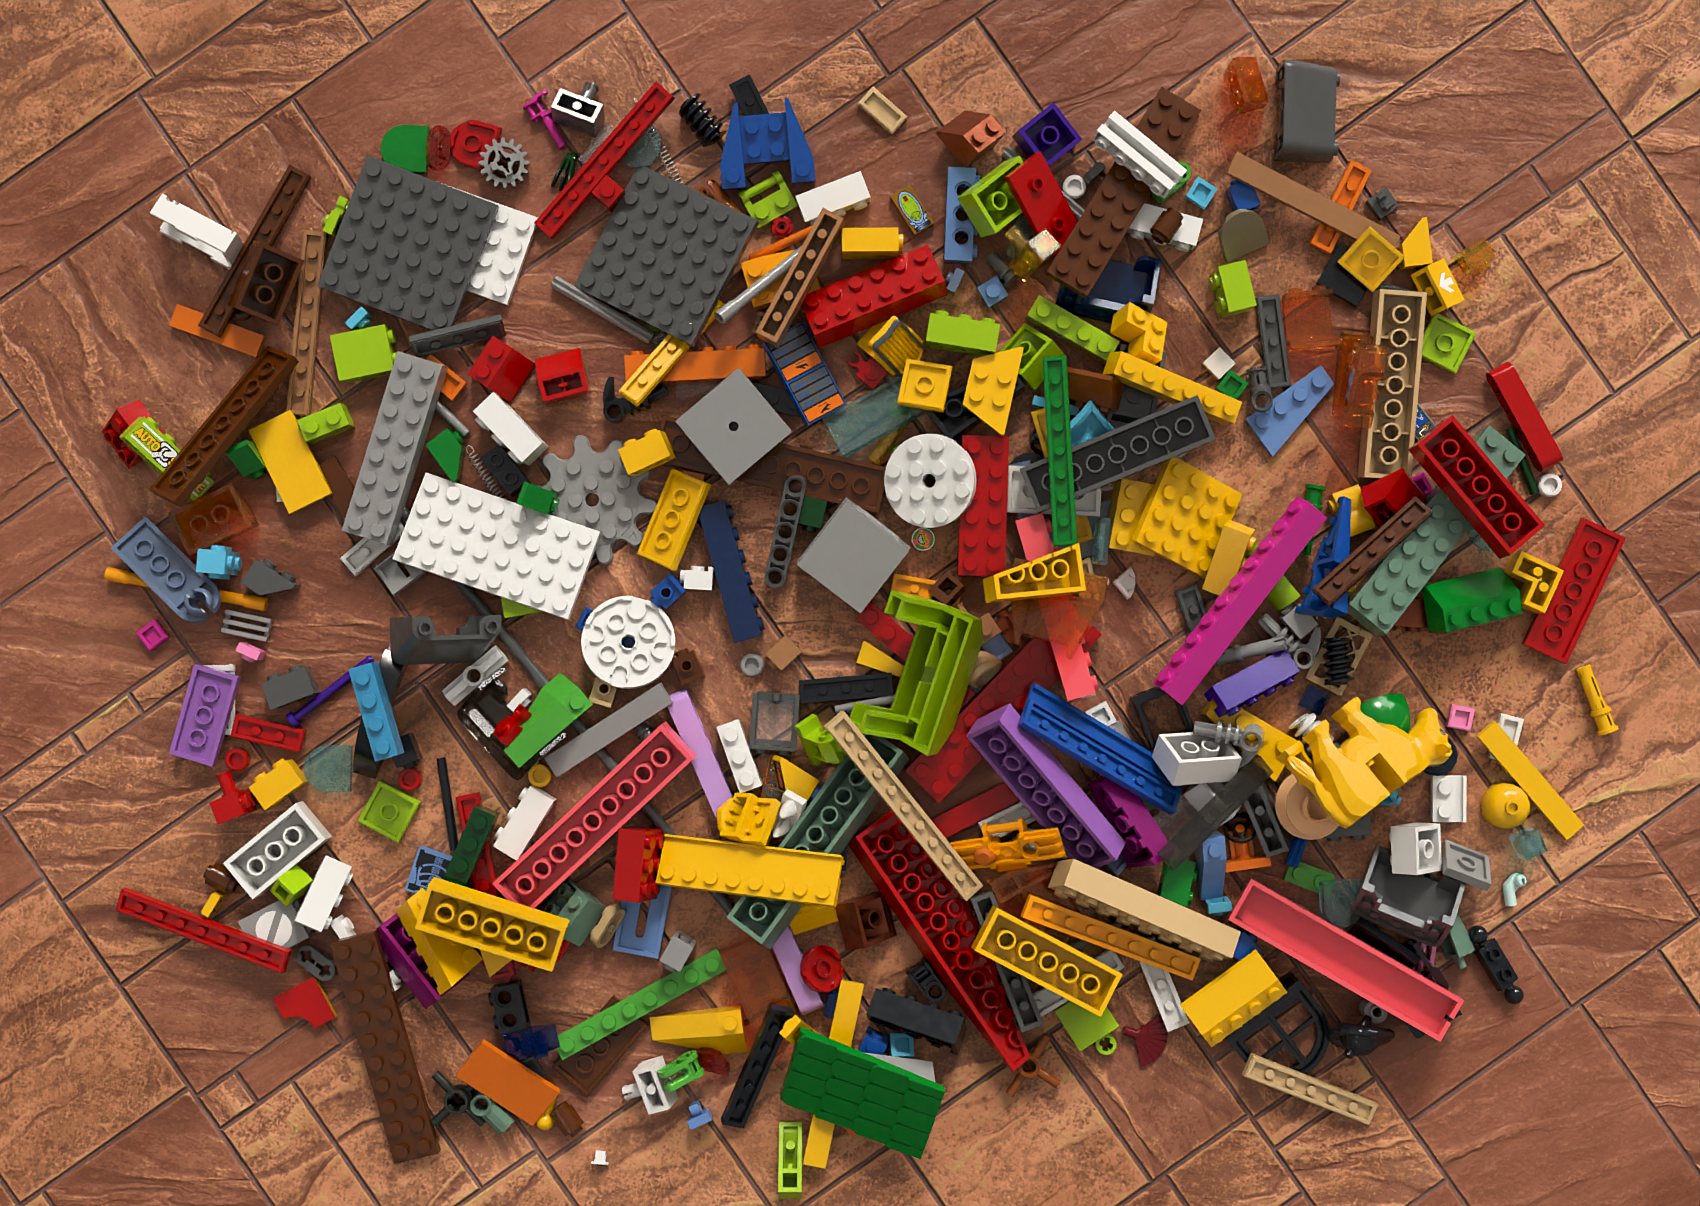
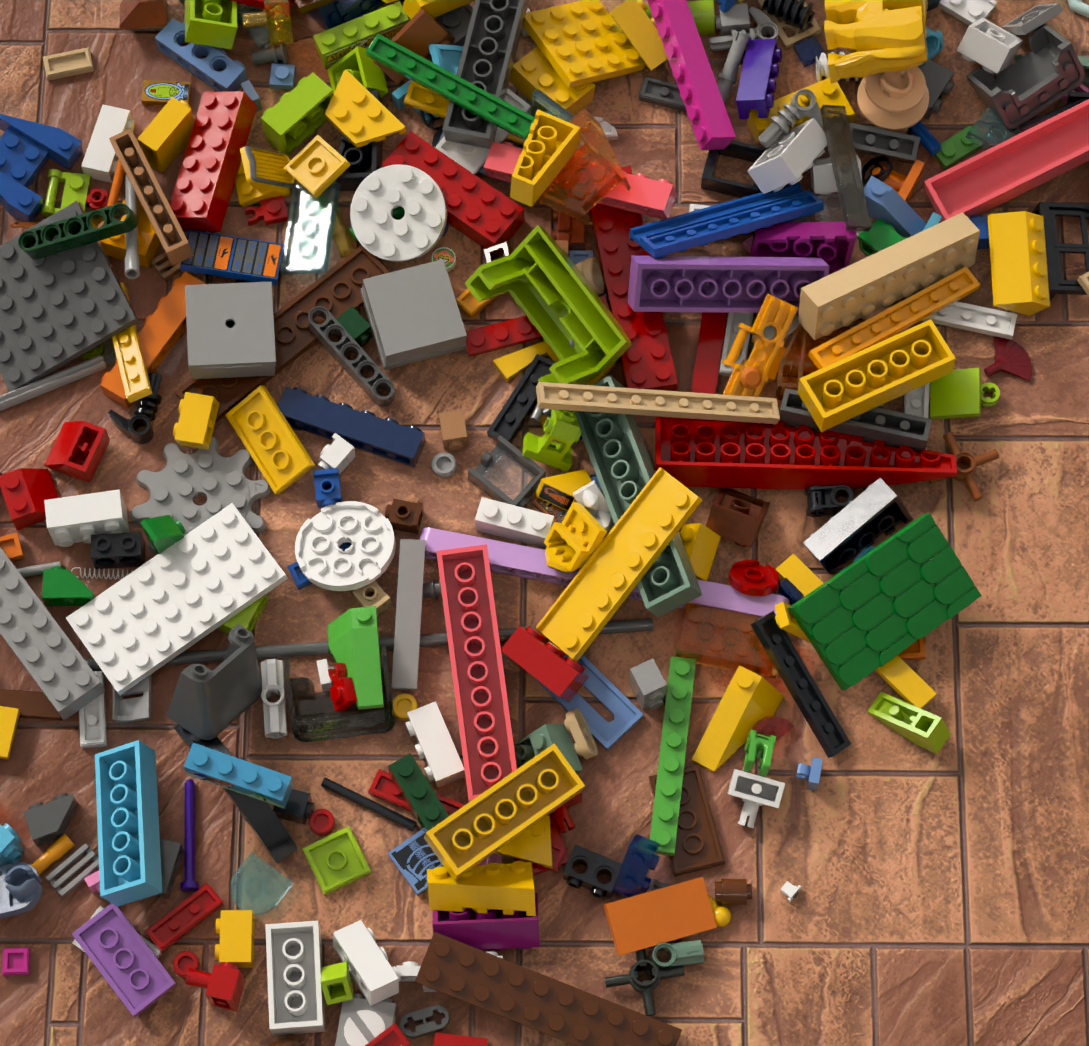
camera: 55 degrees left, 20 degrees down
(297, 646) = (128, 823): none -> medium azure brick
(734, 252) = (67, 228): none -> dark green beam

